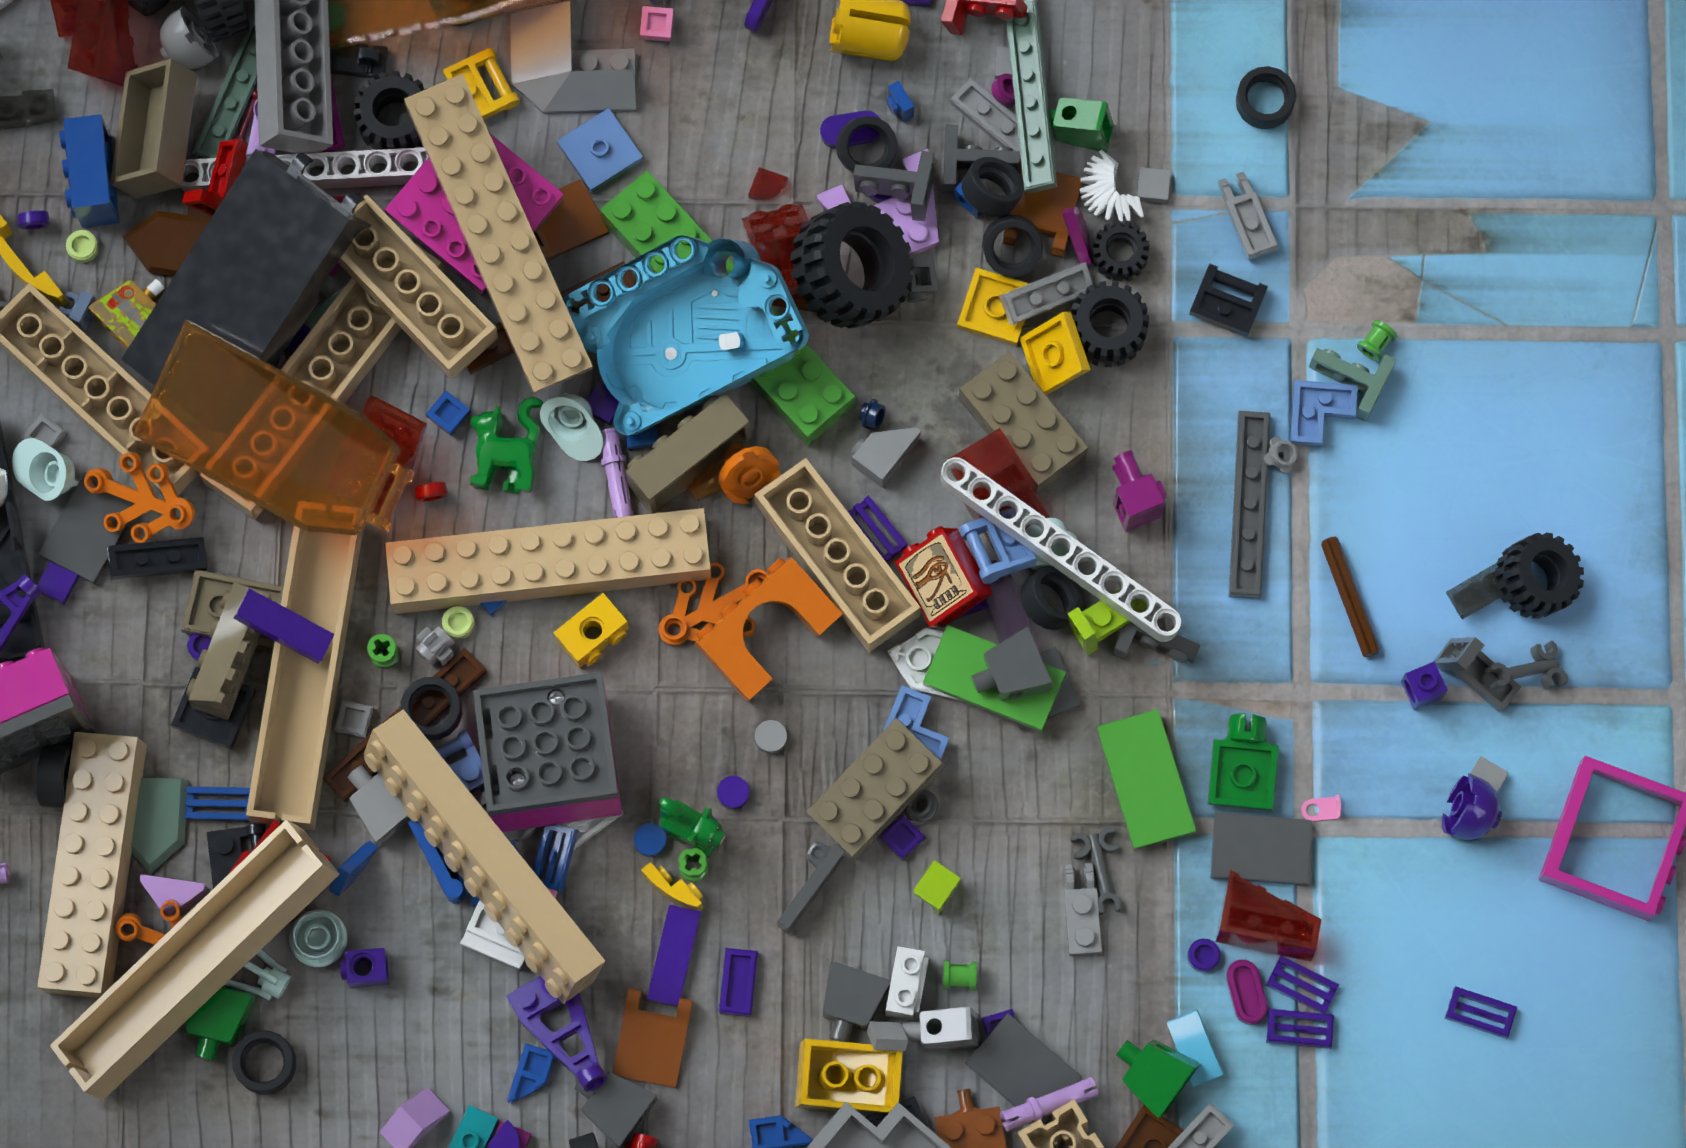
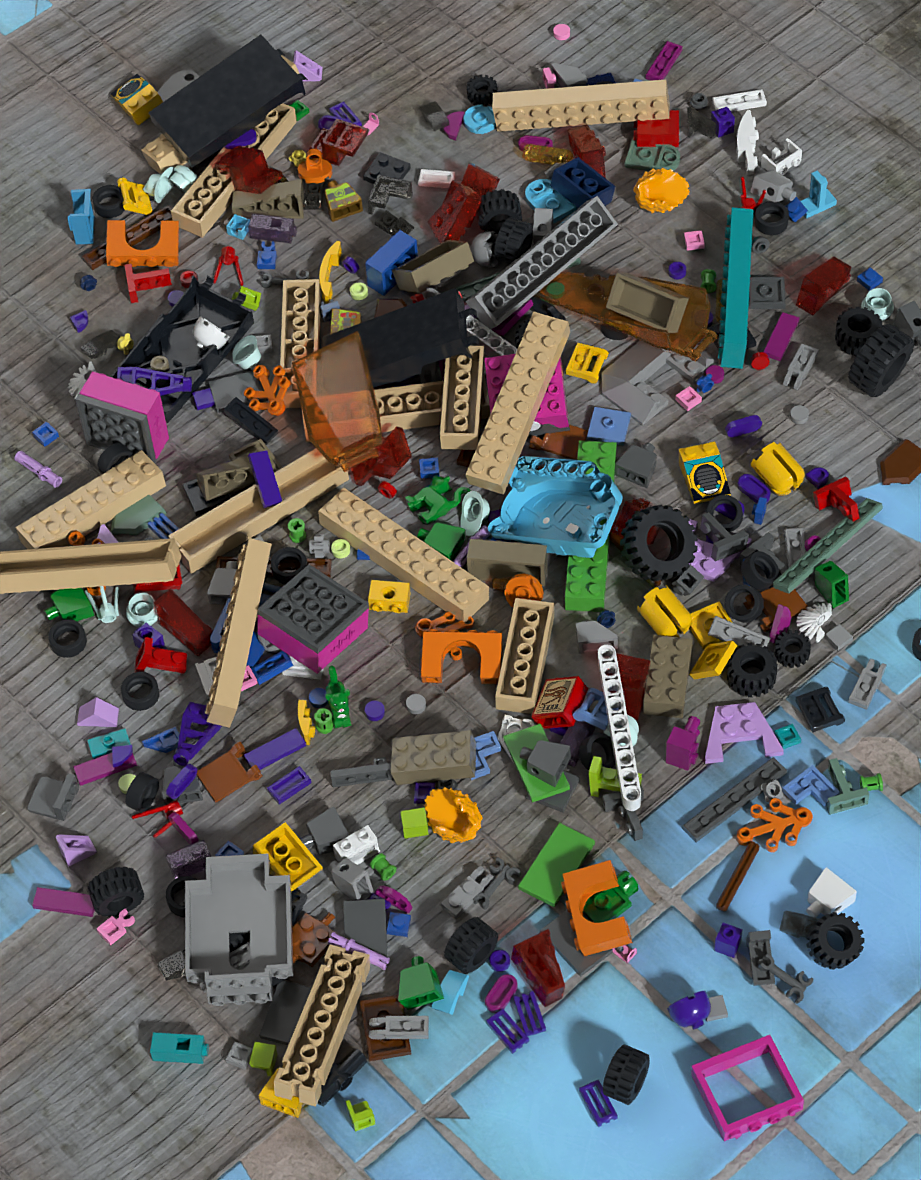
camera: 50 degrees right, 20 degrees down
(352, 868) = (191, 598): blue tile -> none
(391, 906) = (182, 622): none -> clear red wedge
(410, 980) = (159, 658): none -> red bracket
(418, 1021) = (142, 703): none -> black tyre
(574, 496) = (444, 539): none -> green torso
(630, 1109) = (181, 781): none -> dark purple tile
(695, 171) = (637, 465): none -> dark grey torso
(767, 184) = (665, 496): clear red tile -> none
(786, 112) = (703, 472): none -> slope
(858, 76) = (753, 488): none -> dark purple tile
(859, 509) = (556, 651): dark purple tile -> none
(887, 1036) = (321, 856): light grey tile -> none
(945, 331) = (664, 612): none -> yellow cylinder
(975, 837) = (452, 815): none -> light orange hair
(1010, 1001) = (396, 898): none -> magenta tile
(1049, 1024) = (398, 924): none -> blue plate
(1158, 404) = (740, 724): none -> lavender wing
(1170, 974) = (471, 945): none -> black tyre
(1225, 368) = (787, 736): none -> teal tile
(1281, 832) = (579, 887): none -> orange arch
(1329, 490) = (777, 824): none -> orange plant
(1471, 524) = (829, 895): none -> white torso
(1491, 955) = (626, 1074): none -> black tyre

